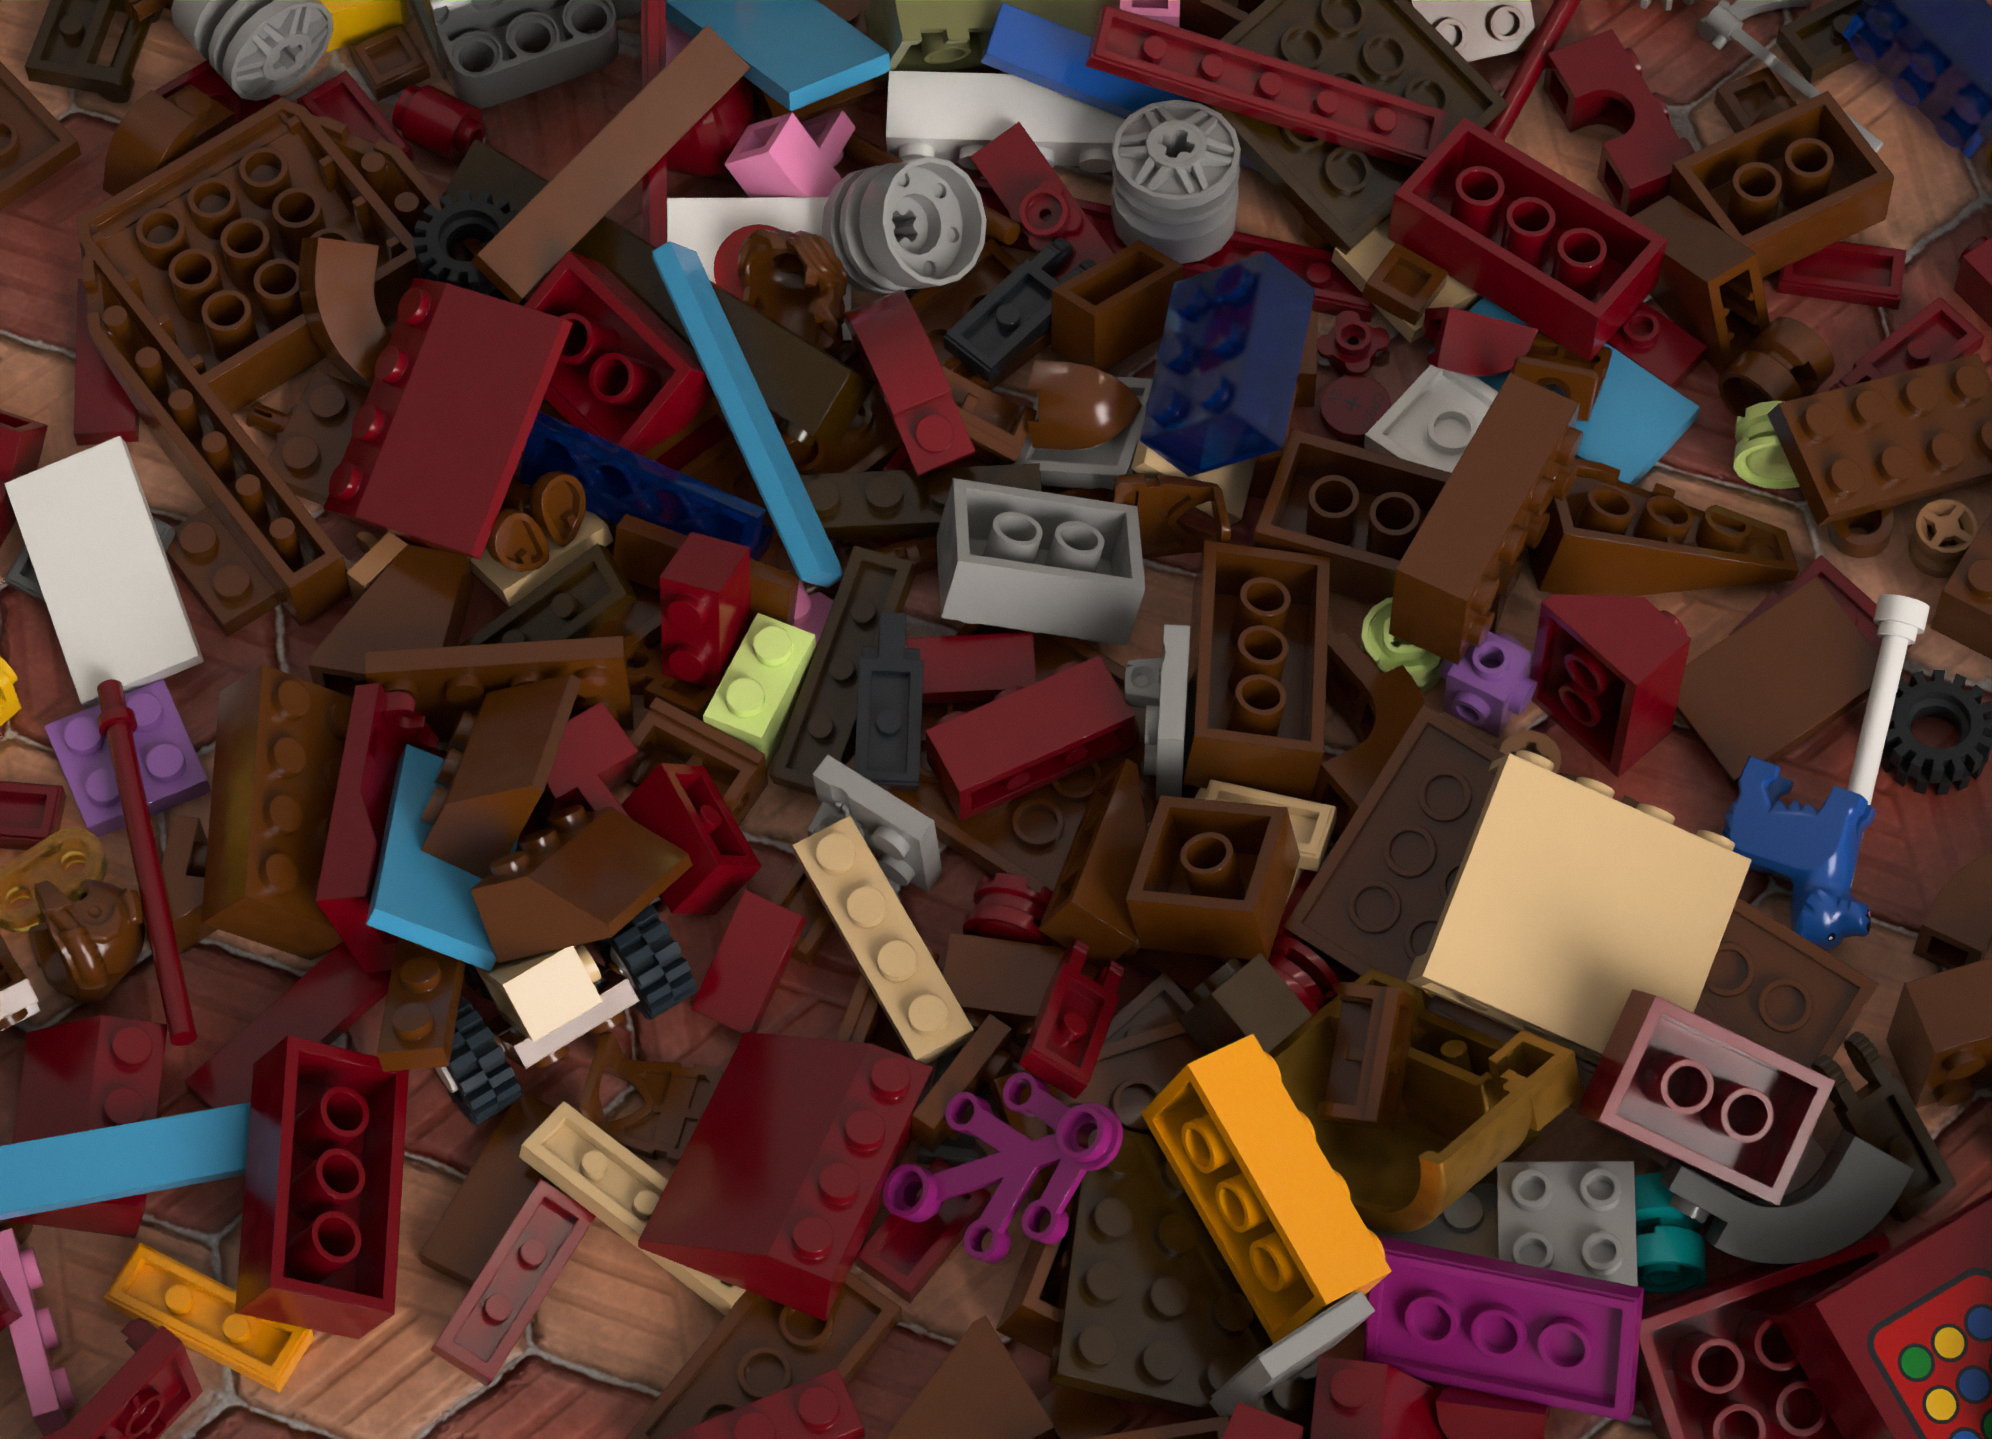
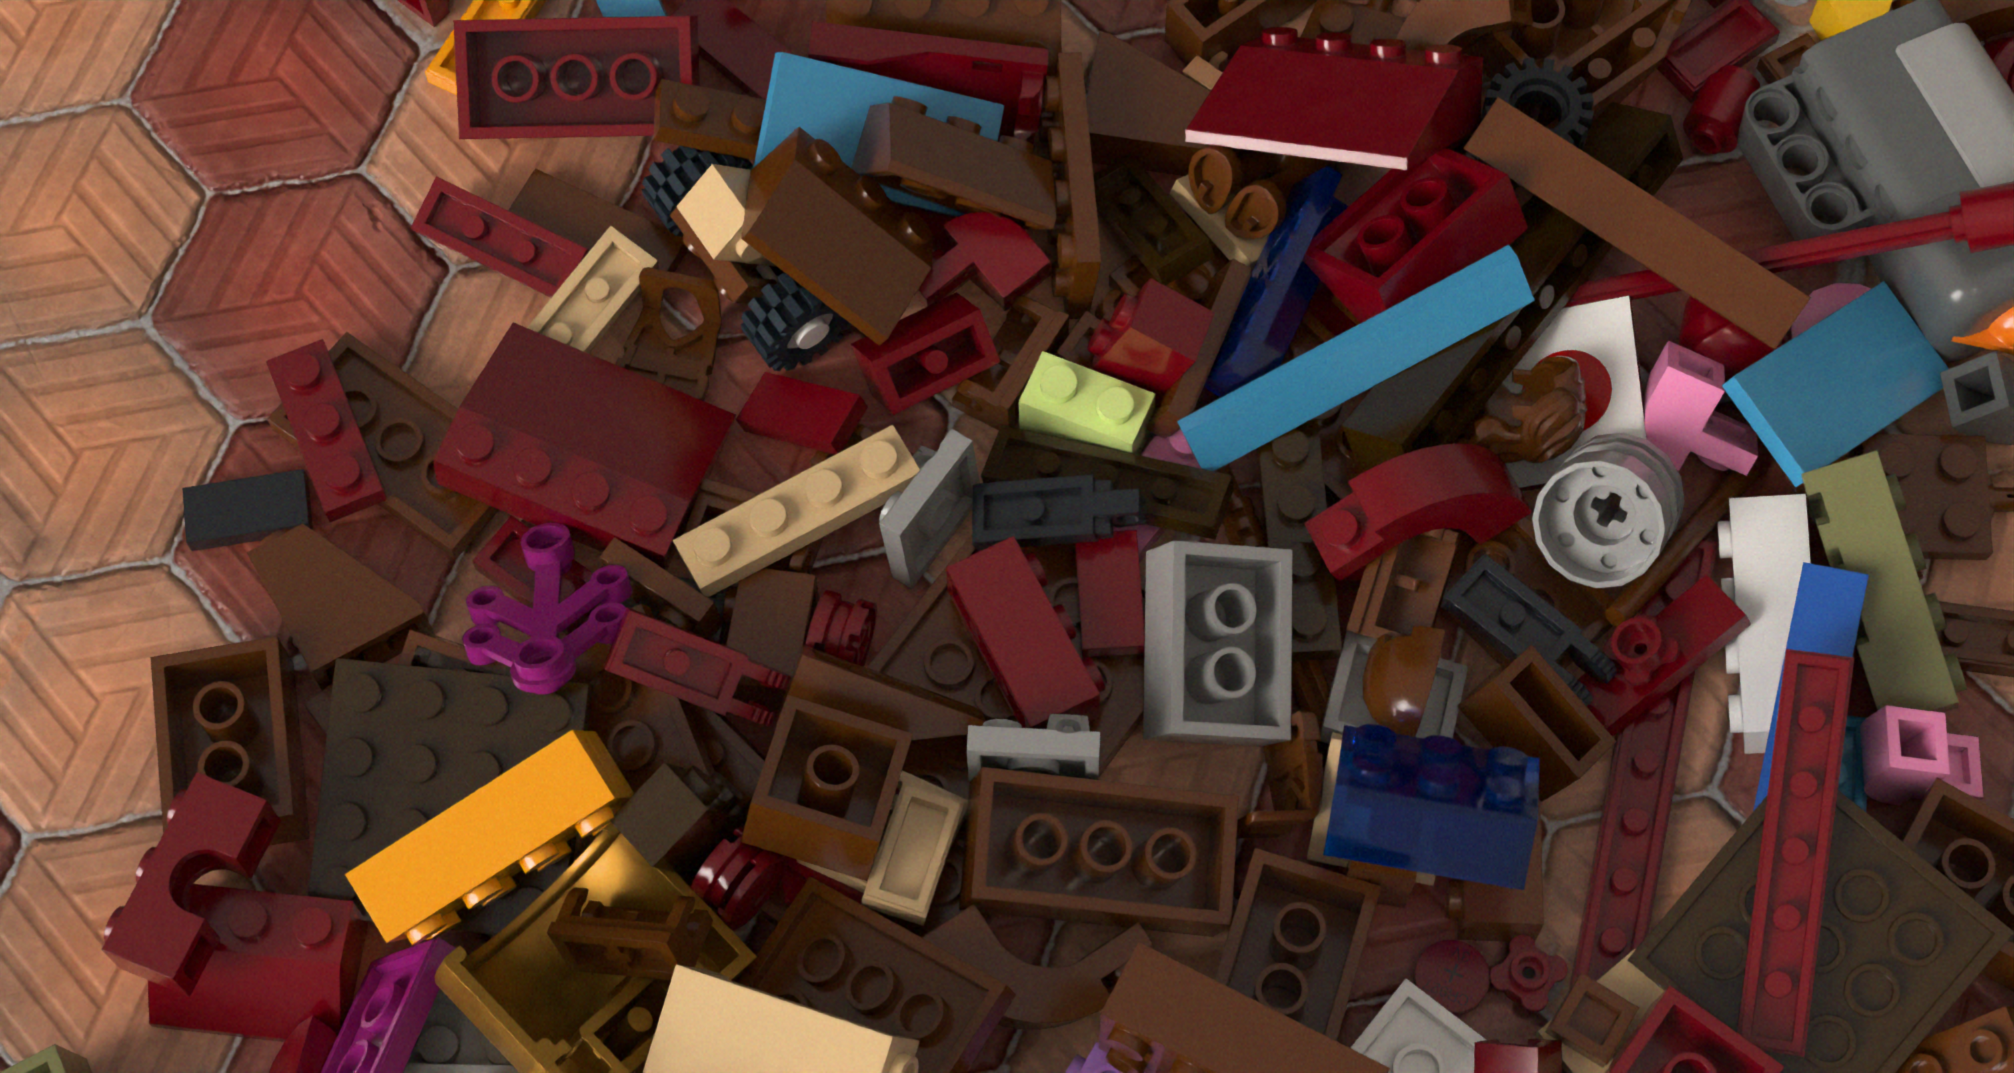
camera: 90 degrees right, 5 degrees up
(1176, 179) = (1673, 802): light grey wheel -> none
(1292, 1353) = (322, 855): light grey tile -> none

